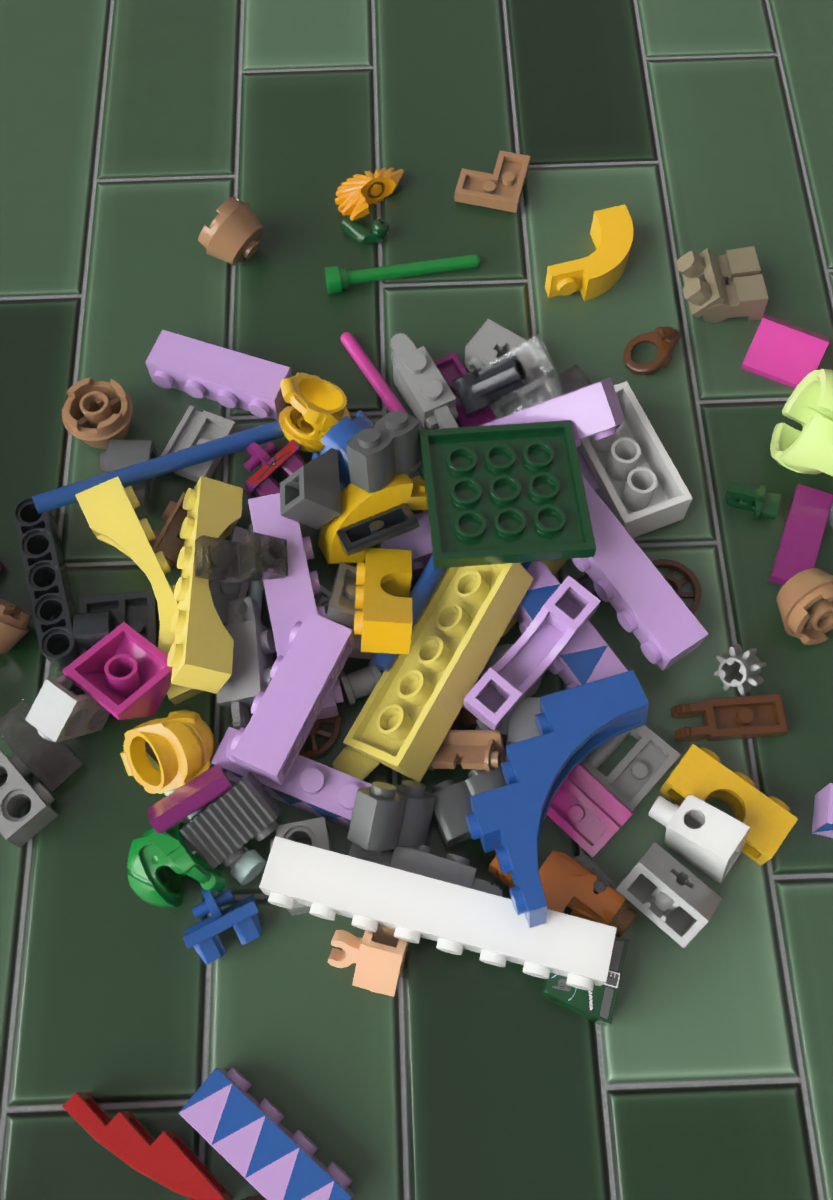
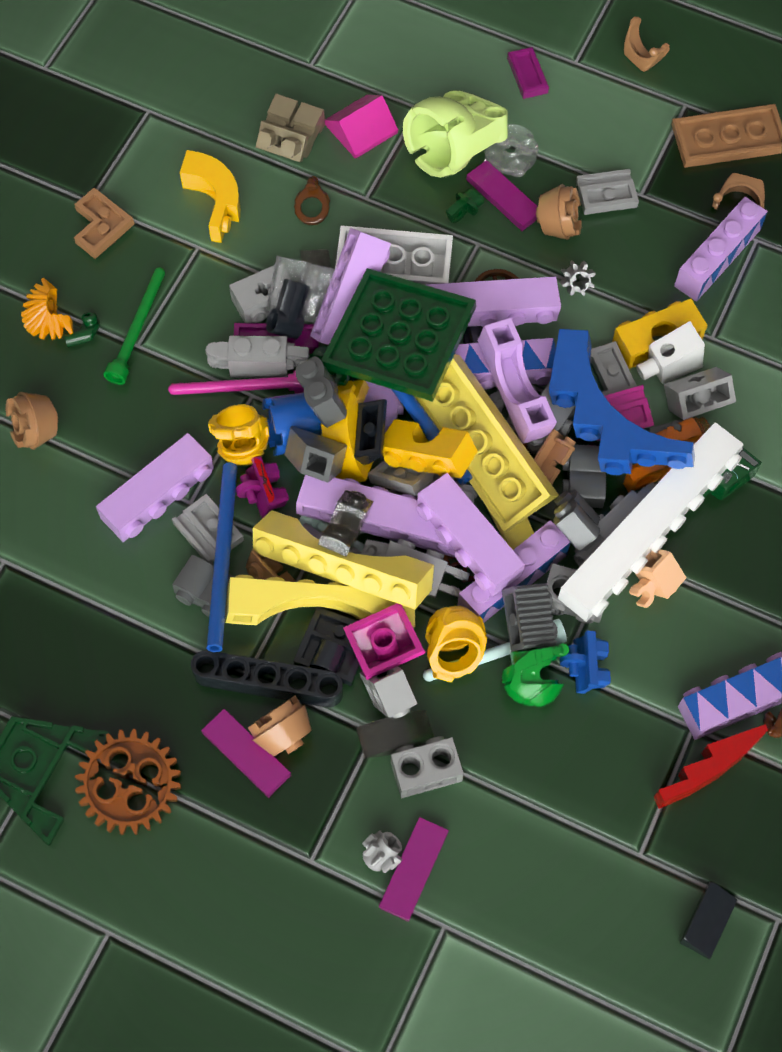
camera: 65 degrees left, 0 degrees up
(97, 412) = (143, 582): medium nougat cone -> none
(188, 798) = (501, 635): magenta tile -> none
(733, 718) = (606, 299): reddish brown hinge -> none

